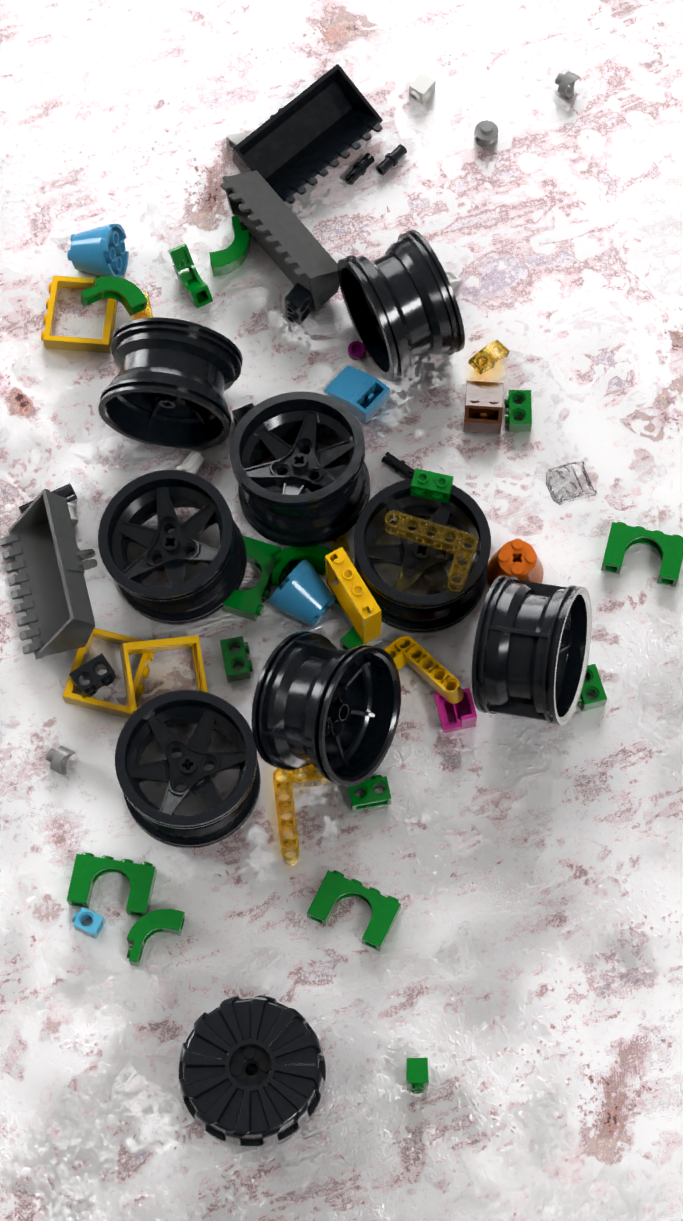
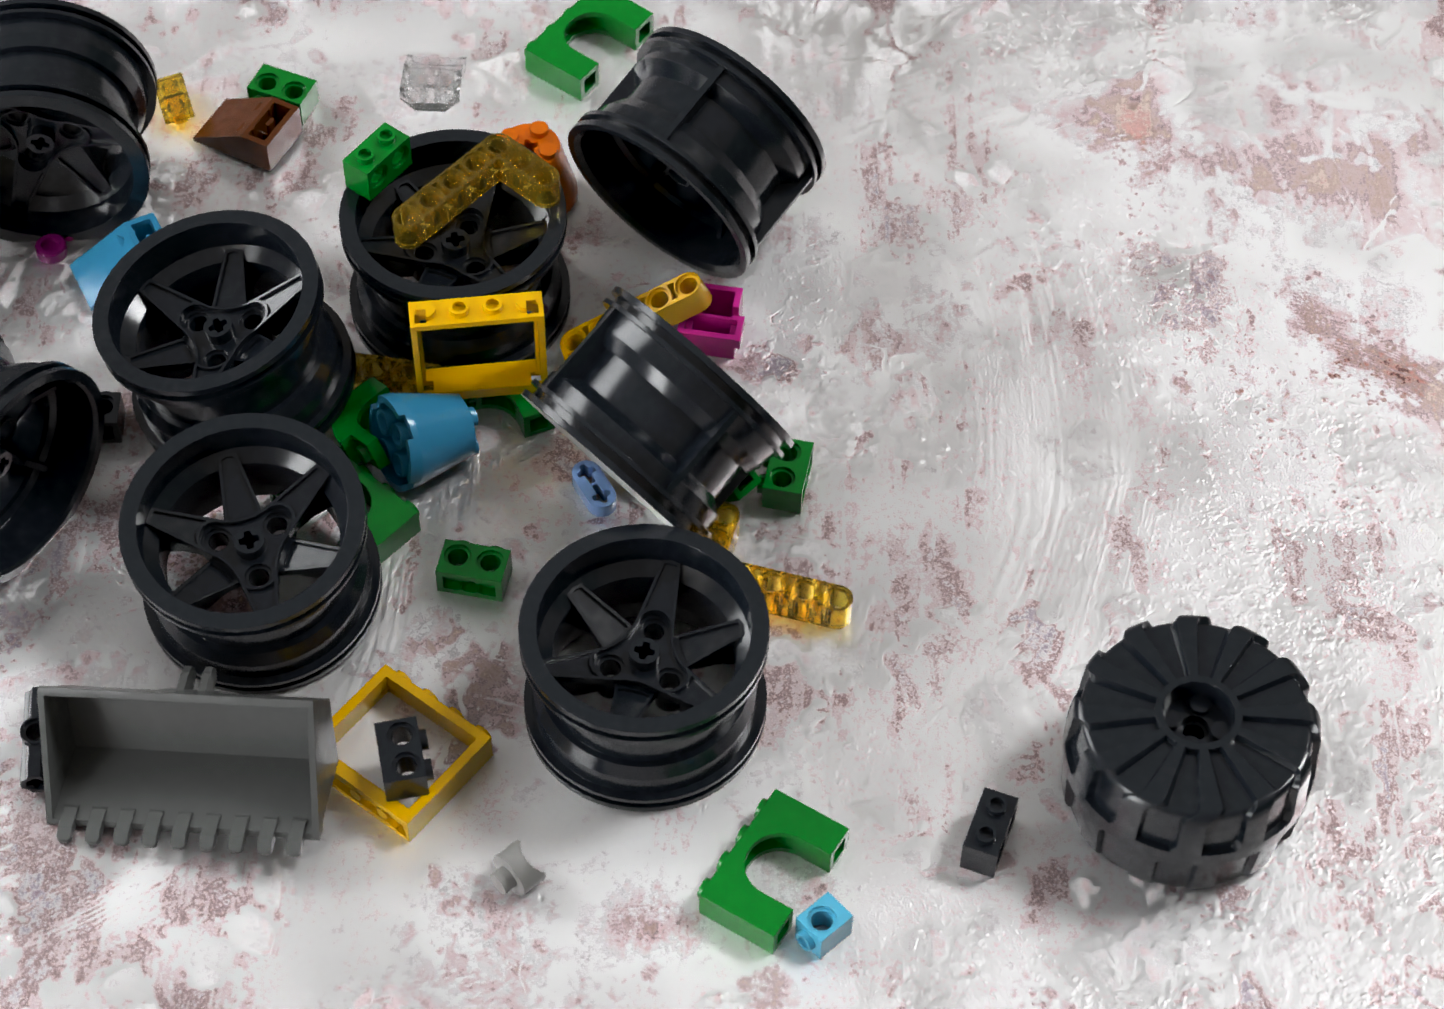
camera: 70 degrees left, 15 degrees down
(150, 924) = (874, 855): green arch -> none
(157, 646) = (440, 707): yellow window -> none
(177, 986) = (989, 832): none -> black brick
(192, 463) = (104, 519): white piece -> none
(336, 888) = (980, 522): green arch -> none
(417, 1075) = (1262, 558): green brick -> none

